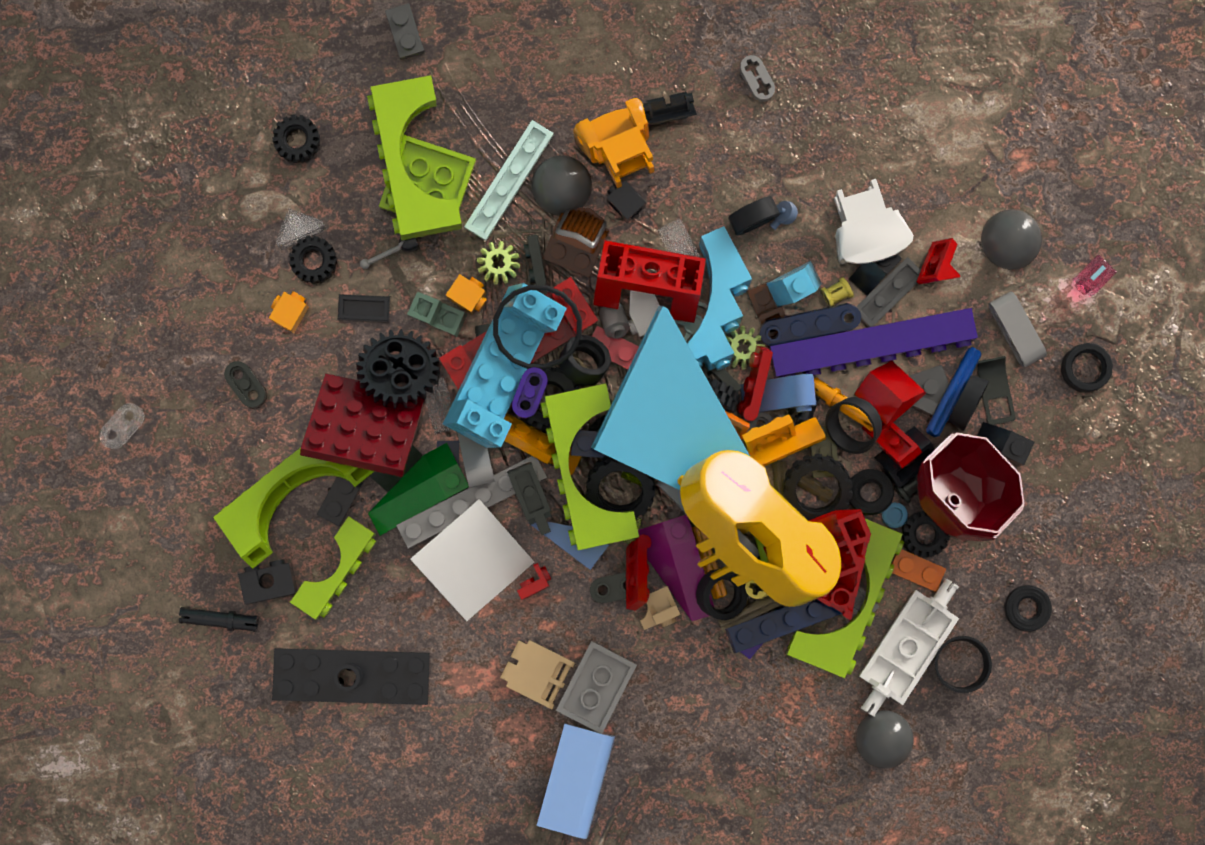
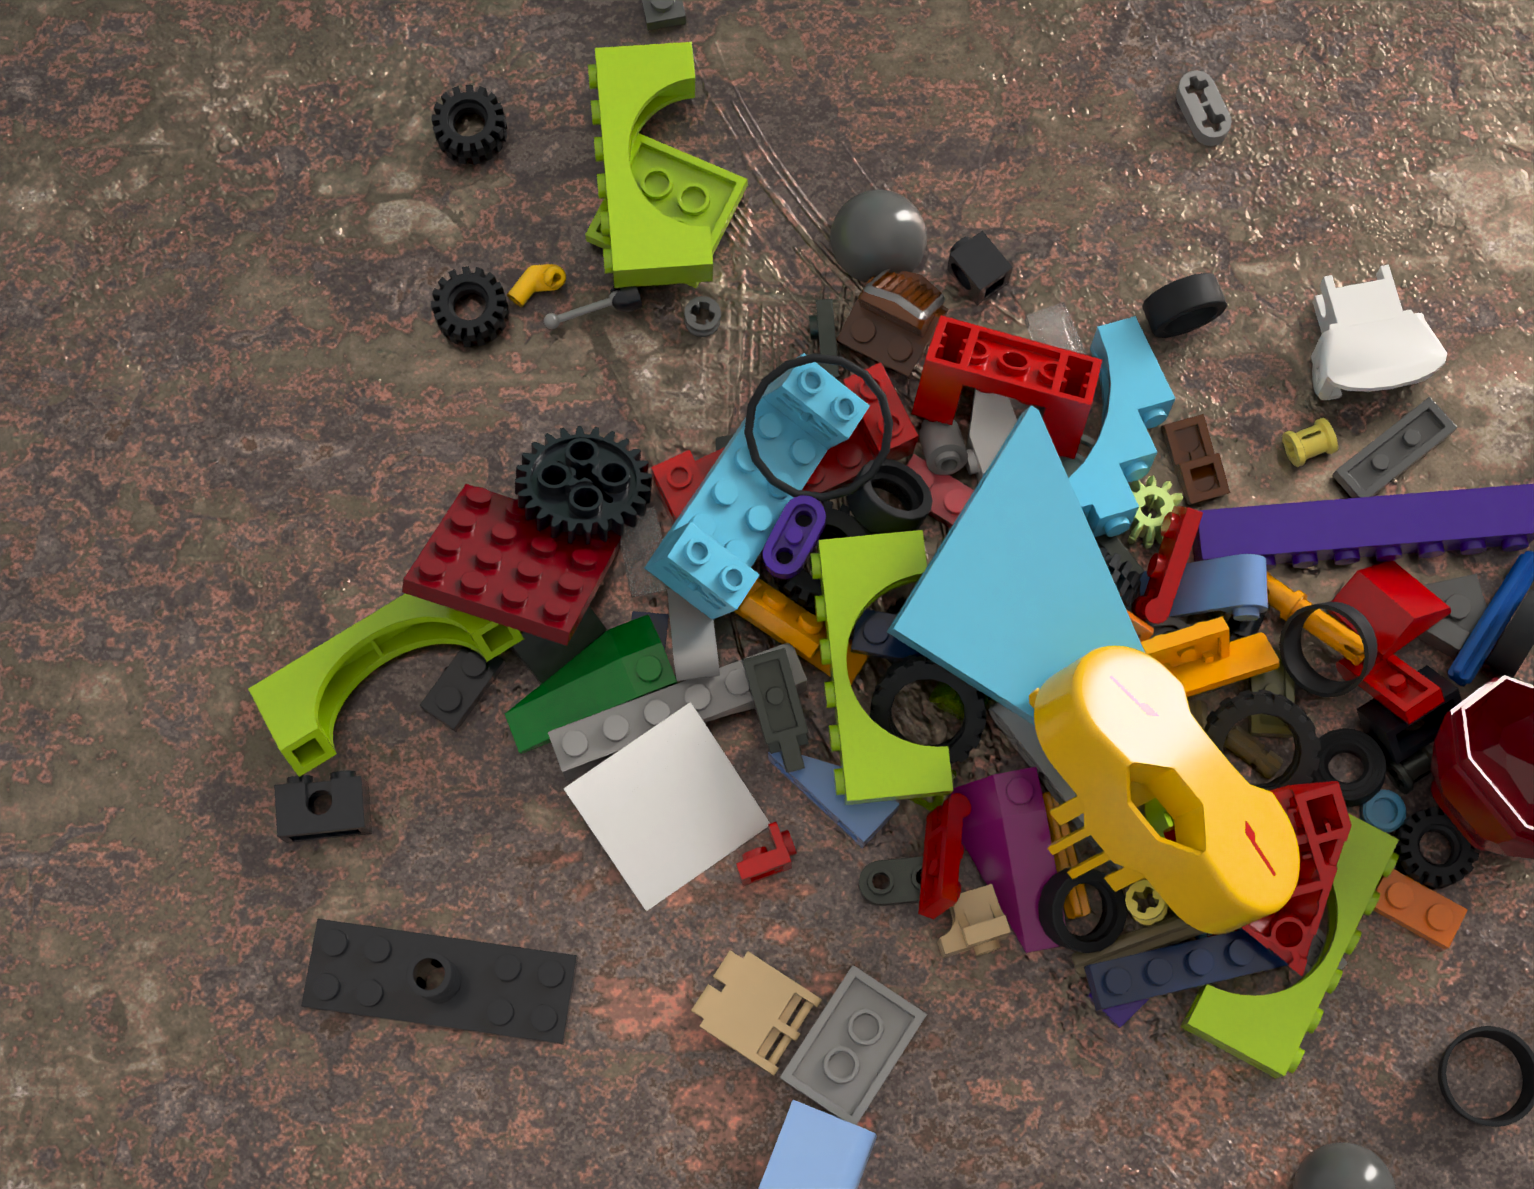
camera: 15 degrees right, 10 degrees down
(123, 428) = (128, 535): clear plate -> none
(219, 619) = (250, 864): black pin -> none
(245, 385) = (334, 489): pearl dark grey plate -> none
(288, 310) = (420, 380): light orange brick -> none
(296, 227) = (450, 250): clear slope -> none
(352, 236) = (536, 279): none -> yellow arm
(353, 541) = (400, 838): lime arch -> none
(364, 308) = (541, 391): black tile -> none
(437, 314) = (657, 411): sand green slope -> none
(464, 245) = (690, 320): none -> dark grey bush
(467, 294) = (709, 383): light orange brick -> none
(488, 264) = (764, 326): yellowish green gear -> none
(509, 180) = (795, 219): light aqua plate -> none
(617, 140) = (976, 172): light orange piece -> none
(680, 107) = (1042, 138): black hinge -> none
(788, 214) = (1236, 315): sand blue piece -> none
(795, 285) = (1240, 417): medium azure slope -> none
(810, 324) = (1265, 484): dark blue plate -> none
(871, 274) = (1372, 415): black slope -> none
(909, 647) = (1396, 1037): white plate -> none
(937, 262) = (1480, 412): red slope -> none

